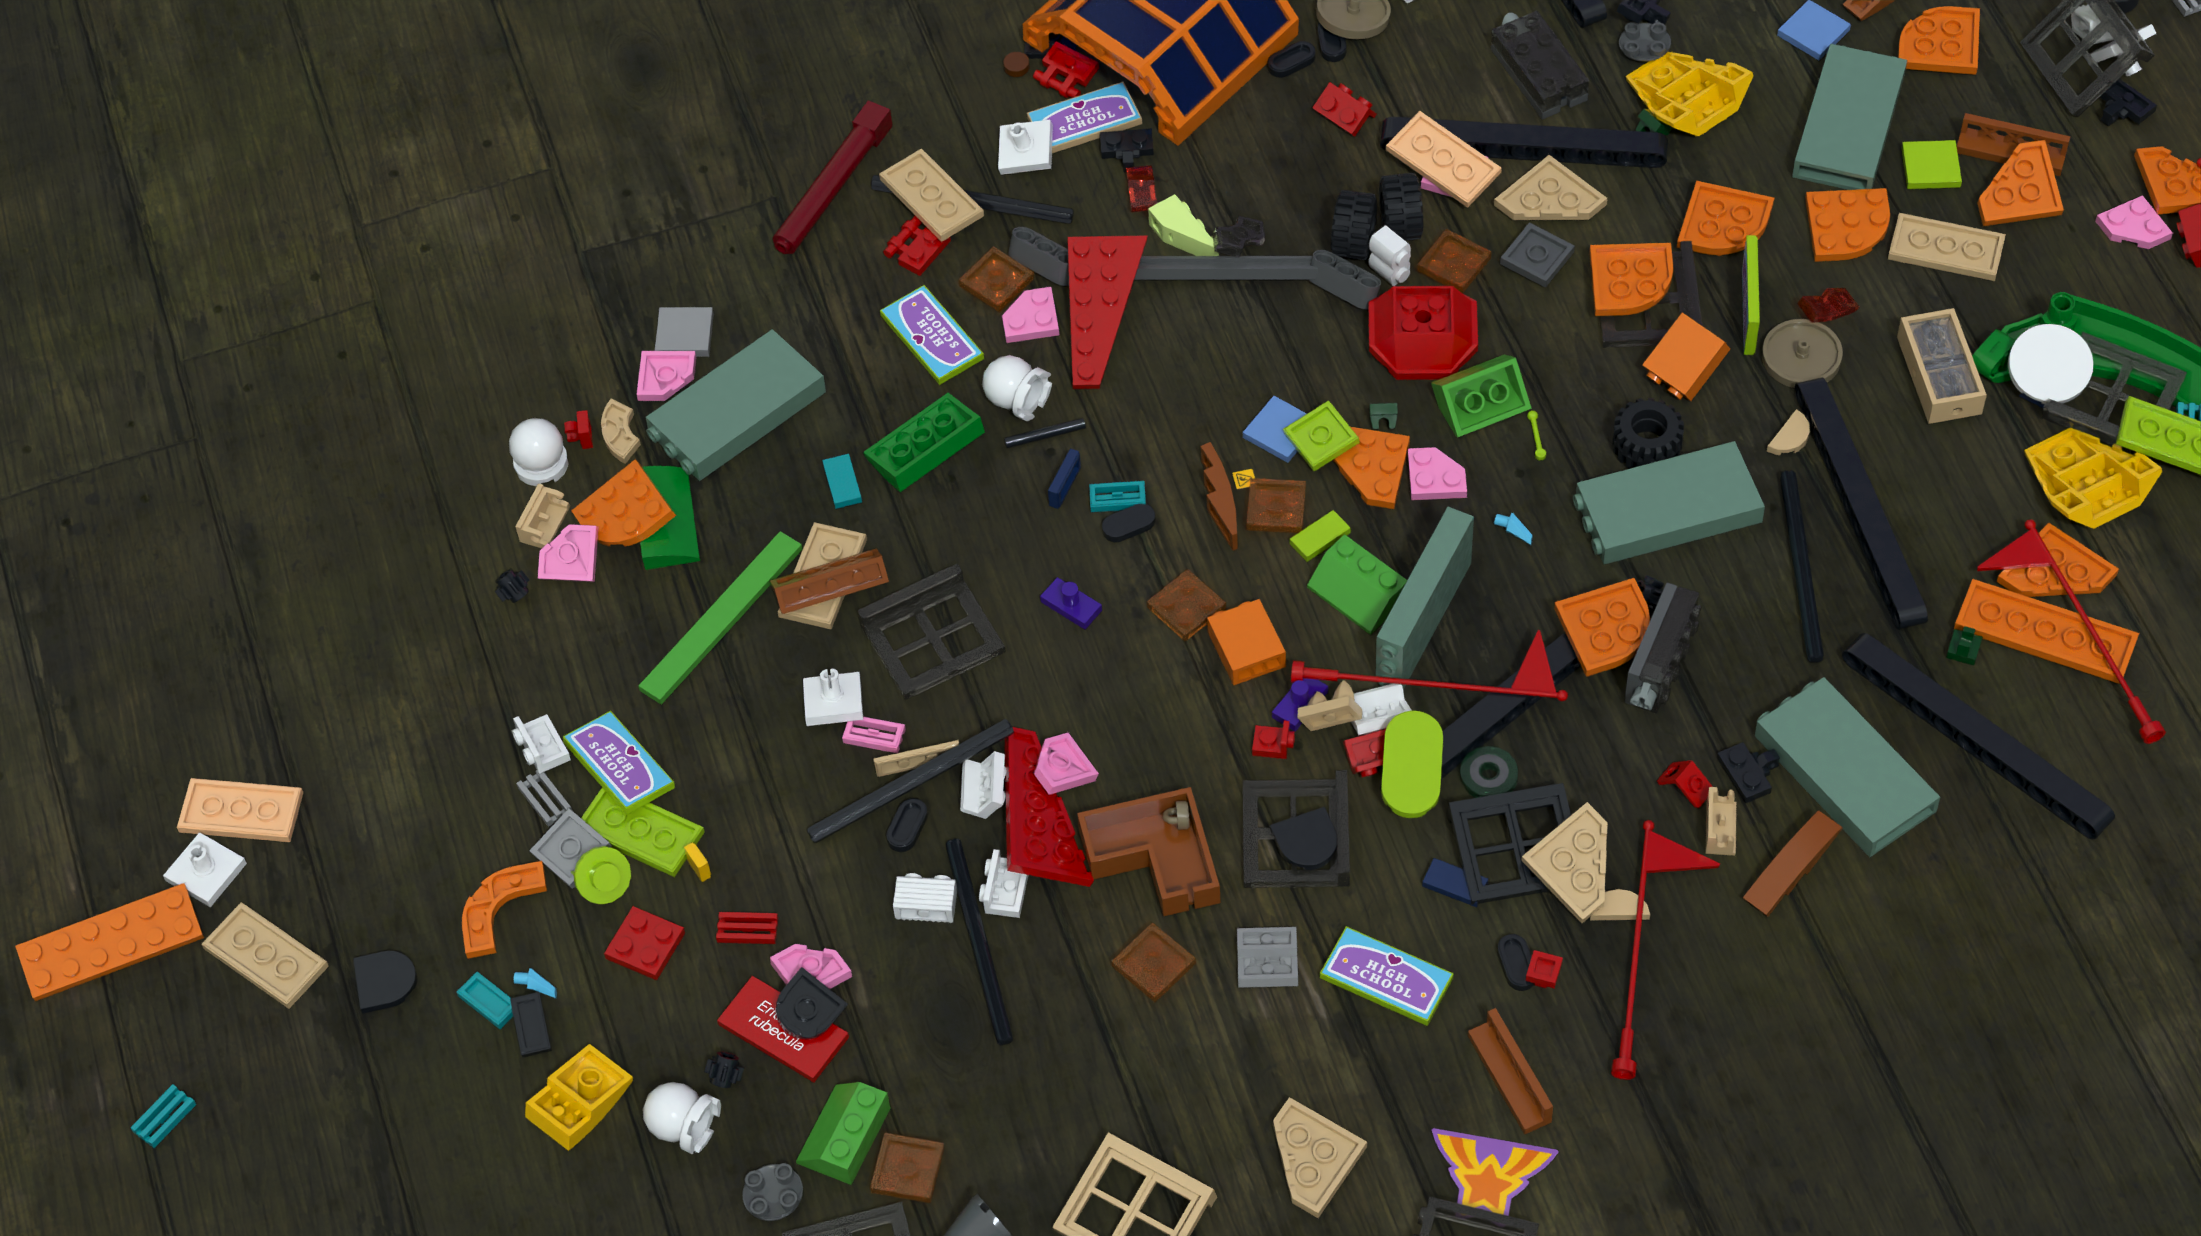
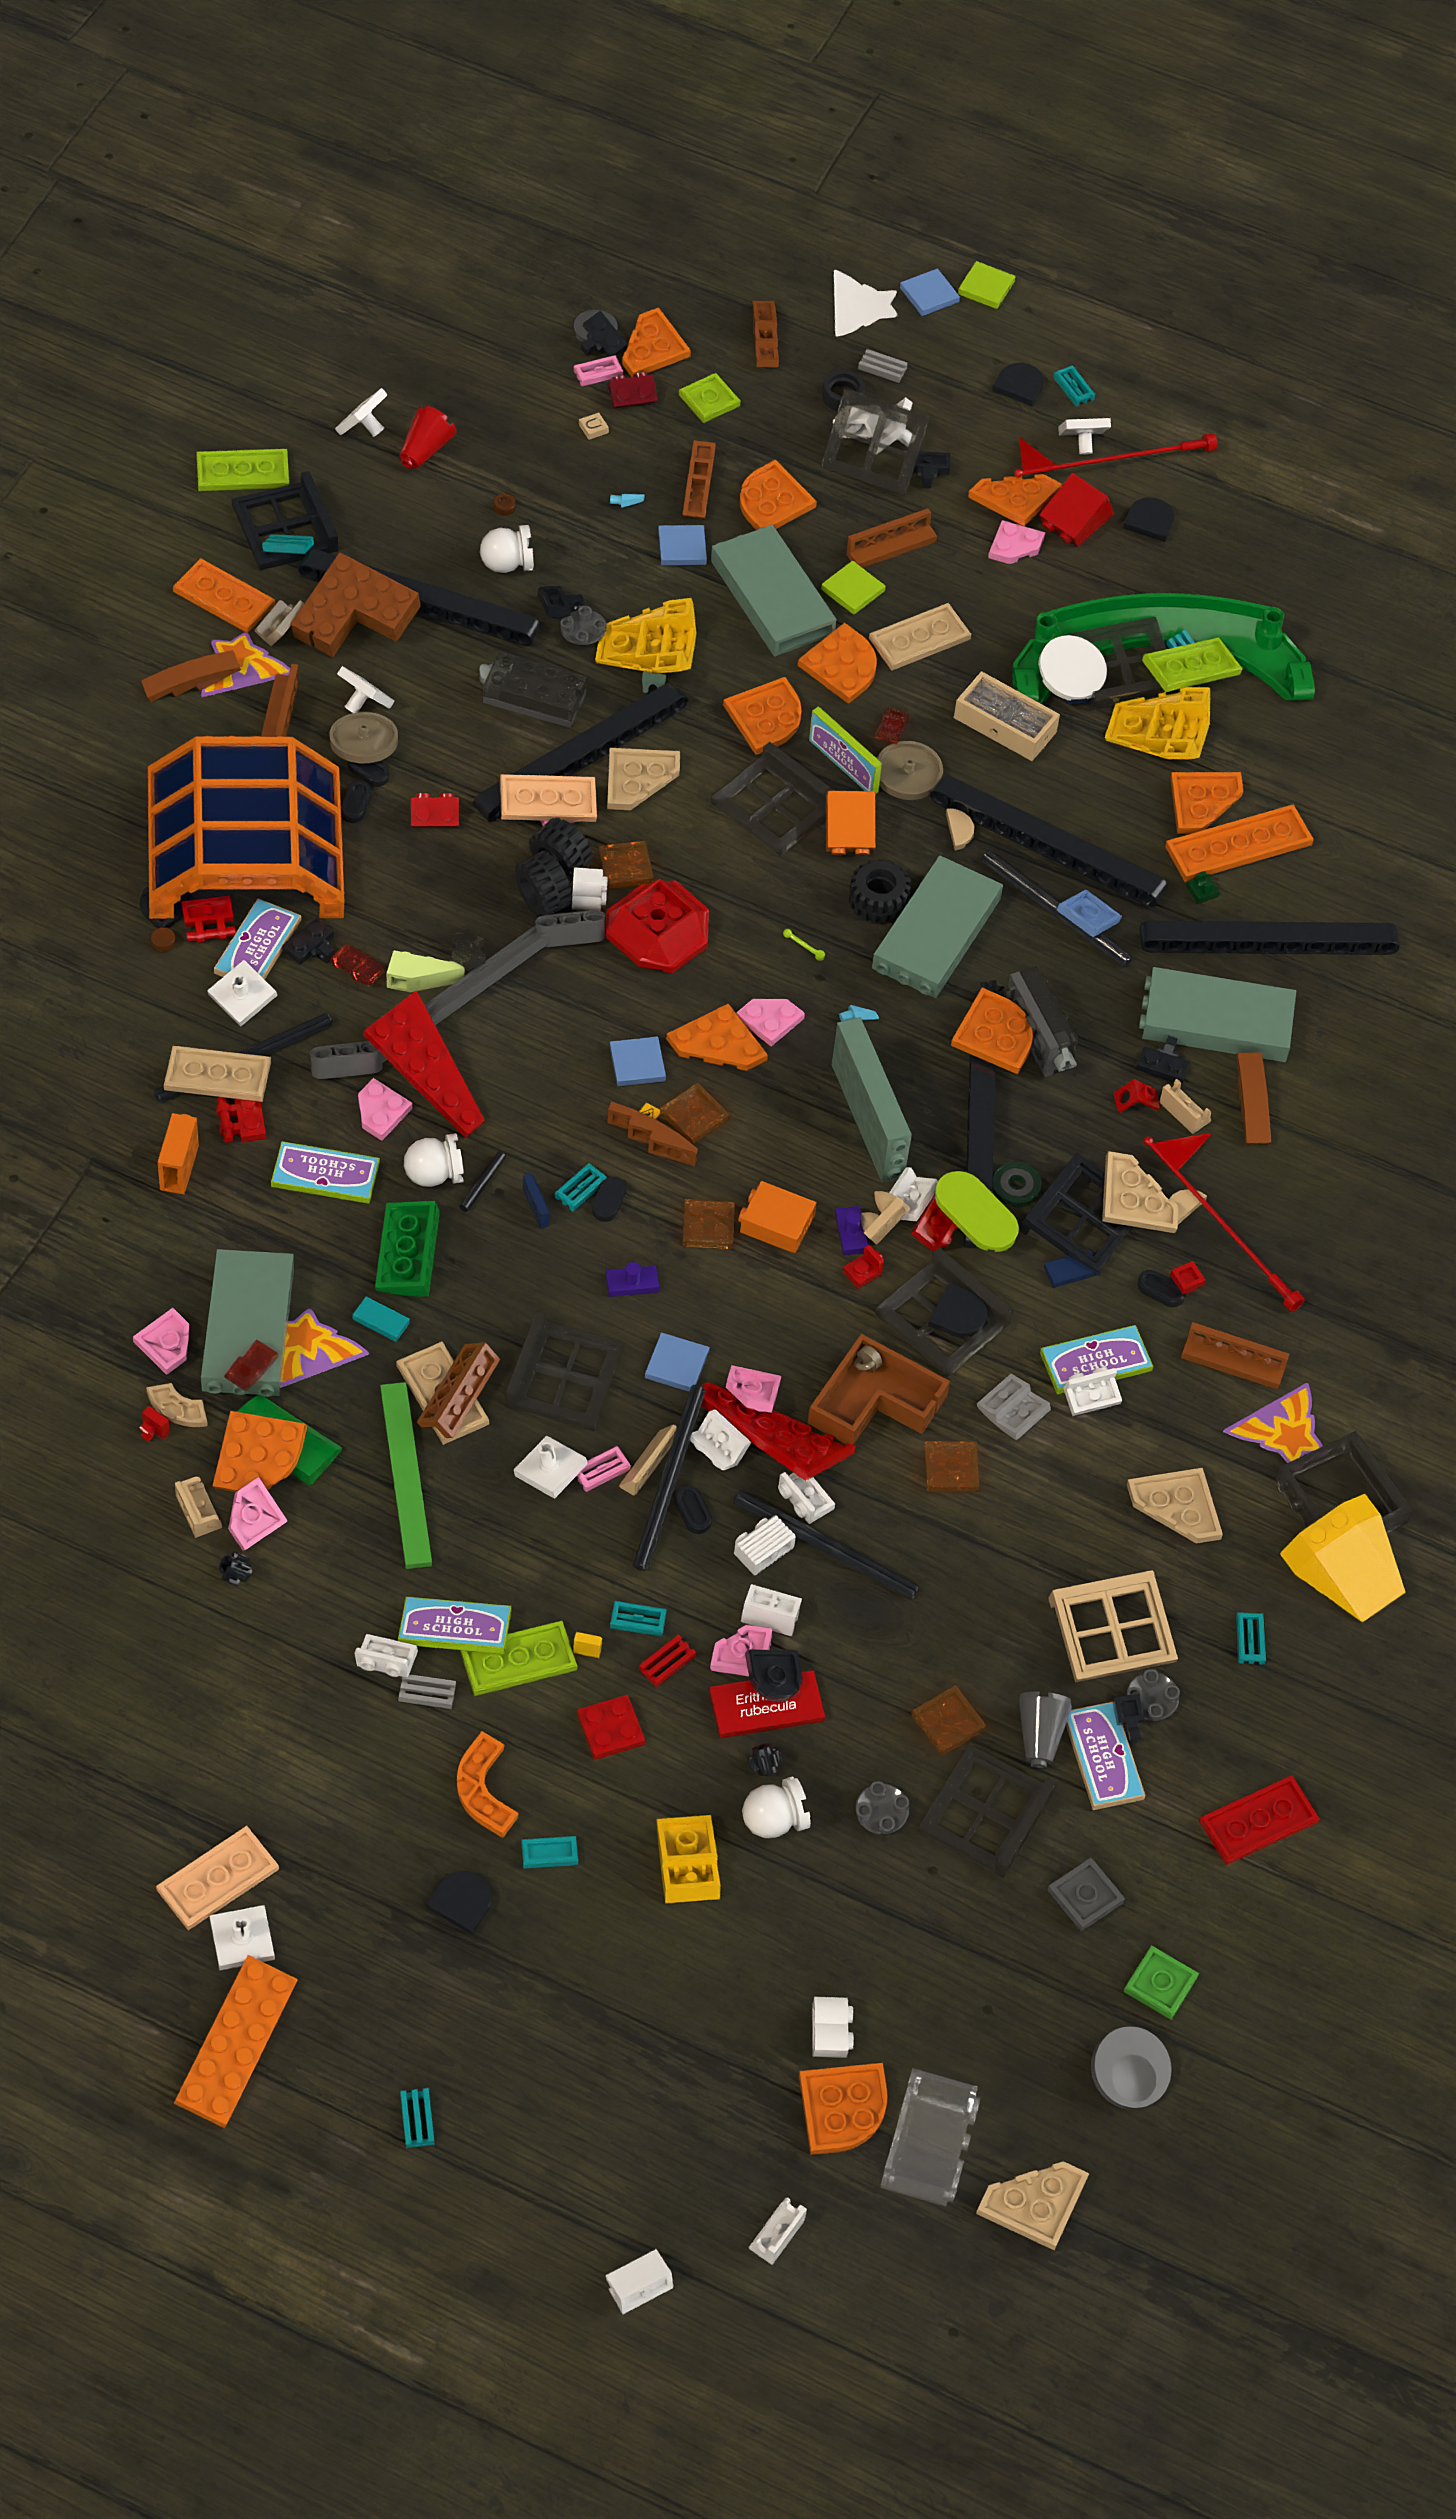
camera: 55 degrees left, 0 degrees up
(265, 955) = (357, 1955): tan tile -> none
(530, 1024) = (600, 1841): black tile -> none
(535, 982) = (568, 1813): medium azure bar -> none
(538, 451) = (144, 1463): white tile -> none
(565, 844) = (489, 1707): light grey tile -> none
(602, 875) = (536, 1705): lime piece -> none
(685, 329) = (141, 1301): light grey tile -> none
(690, 437) = (252, 1366): none -> clear red slope
(768, 466) = (315, 1349): none -> sticker
(776, 892) = (636, 1622): none -> teal tile
(828, 233) = (178, 1153): none -> orange brick
(845, 1131) = (883, 1731): bright green slope -> none
(868, 130) = (127, 1114): dark red brick -> none
(868, 954) = (771, 1610): none -> white hinge
(996, 279) = (328, 1100): clear orange plate -> none
(1030, 696) = (677, 1362): none -> medium blue tile
(1320, 535) = (742, 1113): lime tile -> none
(1321, 435) = (675, 1044): lime tile -> none
(1345, 998) = (1092, 1391): none -> white bracket
(1357, 584) = (806, 1125): bright green slope -> none
(1383, 411) = (695, 998): dark green tile -> none
(1482, 395) = (744, 941): bright green slope -> none
(1532, 679) = (986, 1102): red piece -> none
(1537, 254) = (675, 822): dark grey plate -> none
(1629, 277) = (754, 794): orange plate -> none
(1824, 590) = (1089, 913): none -> medium blue tile
(2022, 188) = (928, 564): orange plate -> none
(2032, 552) = (1182, 800): red piece -> none

